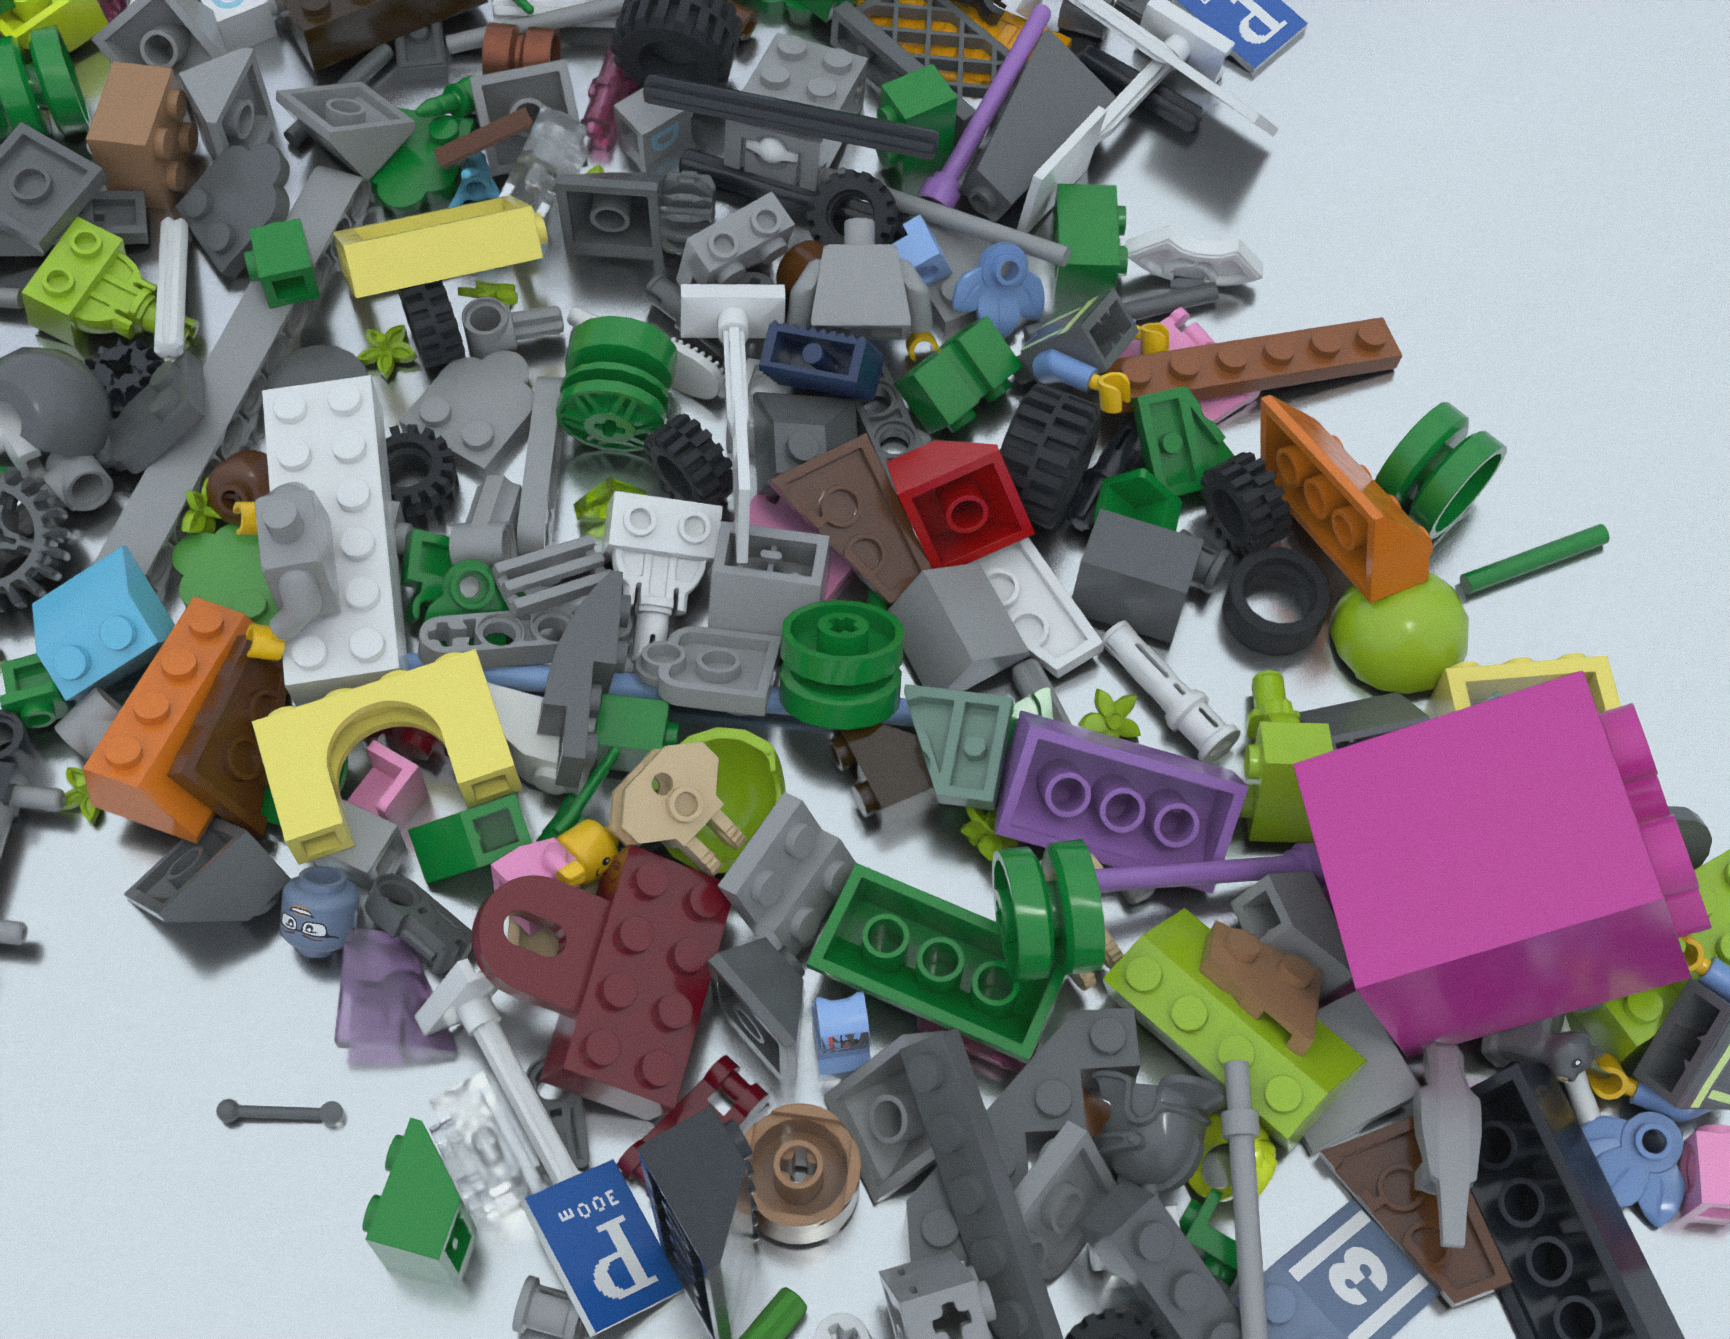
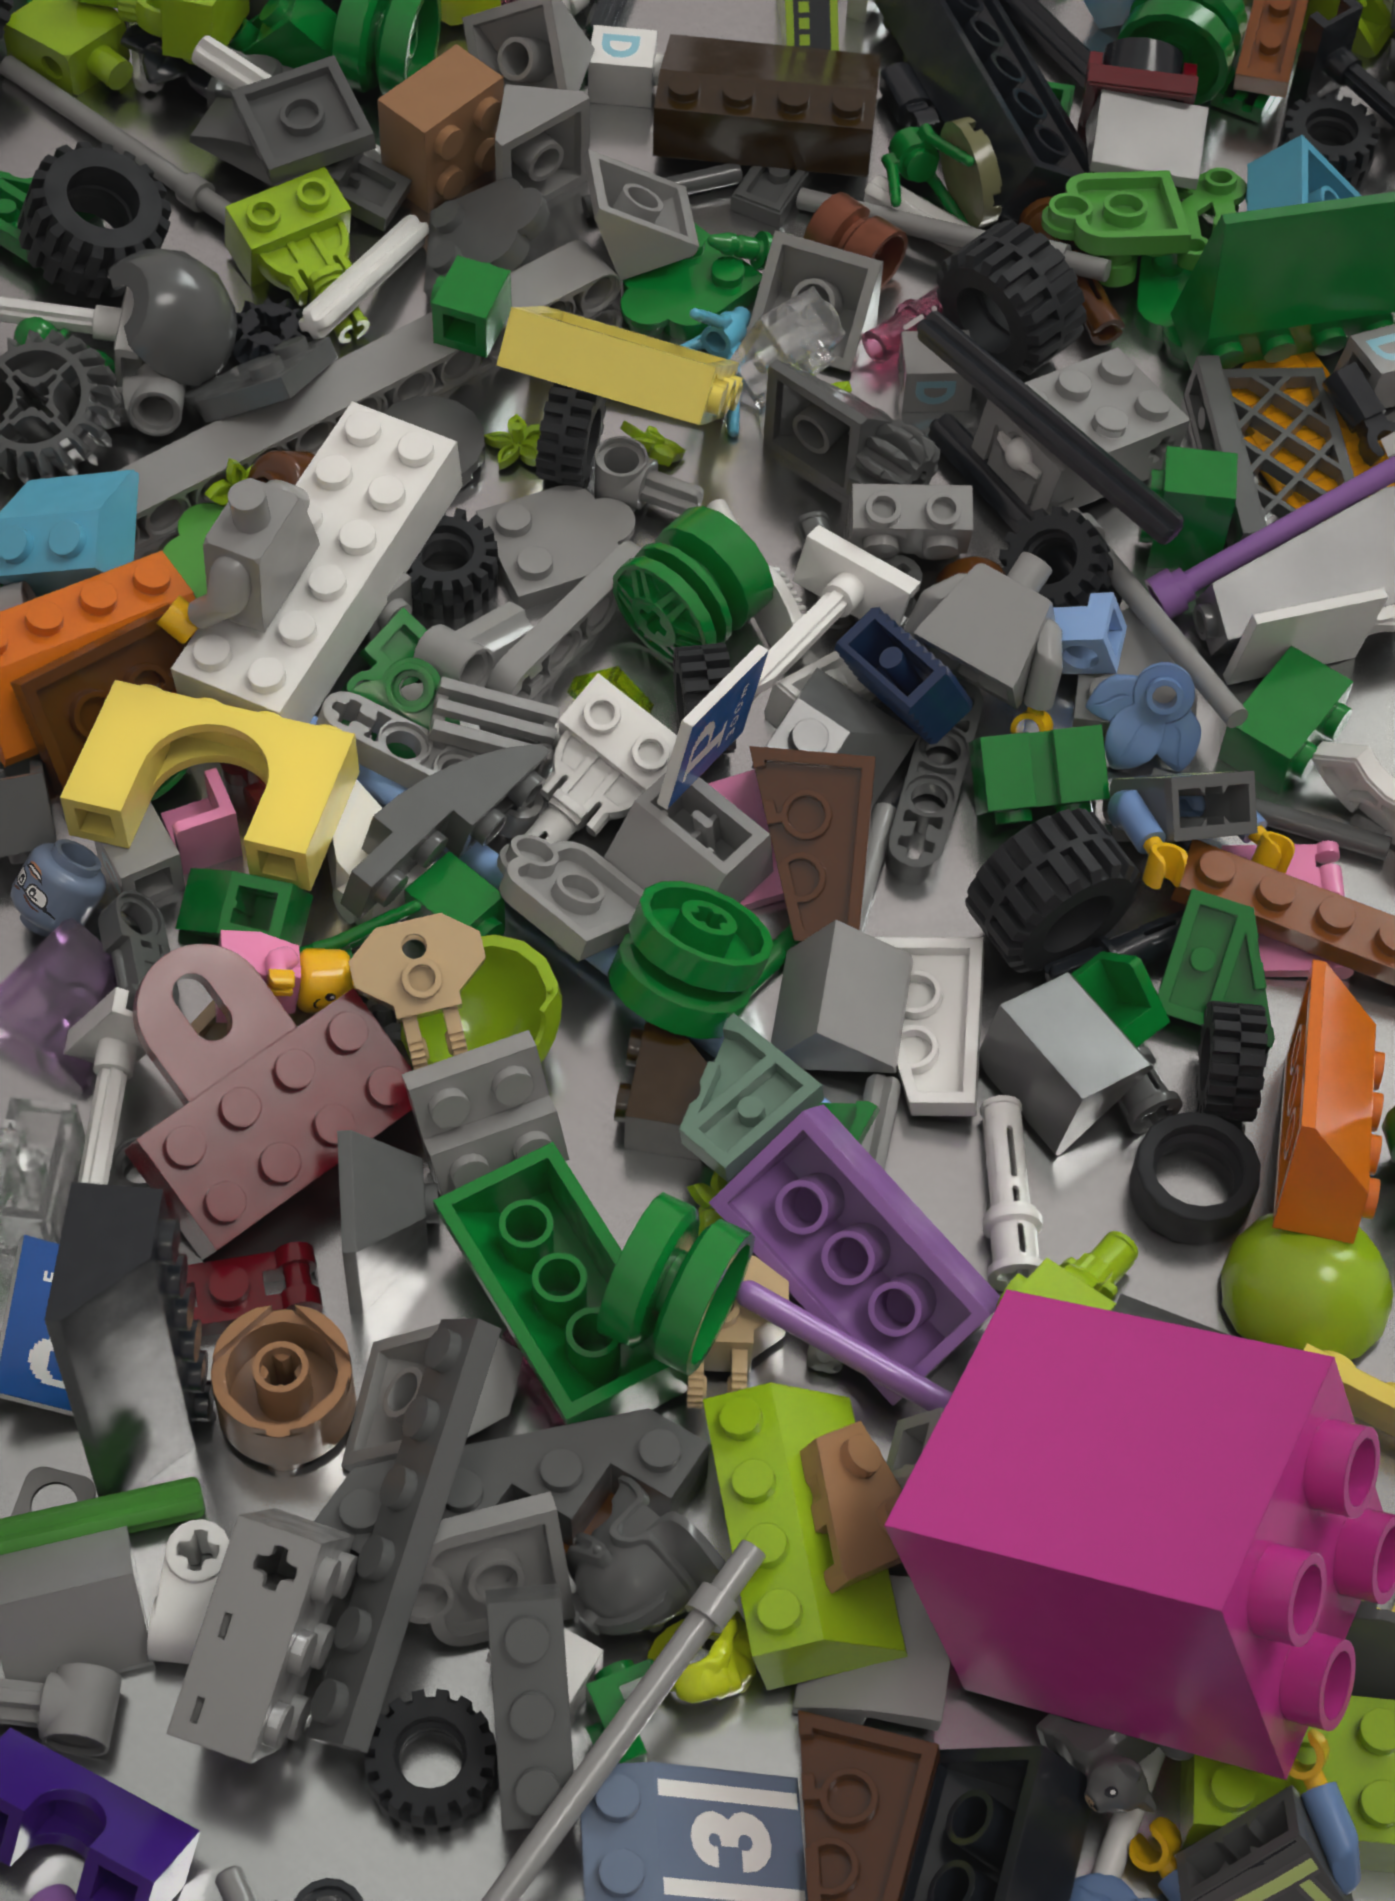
camera: 35 degrees right, 5 degrees down
(483, 138) = (736, 290): reddish brown tile -> none
(840, 1036) = (422, 1286): light blue leg -> none
(959, 500) = (922, 879): red slope -> none
(1111, 716) = (929, 1182): lime plant -> none
(1448, 1138) = (916, 1768): light grey animal -> none

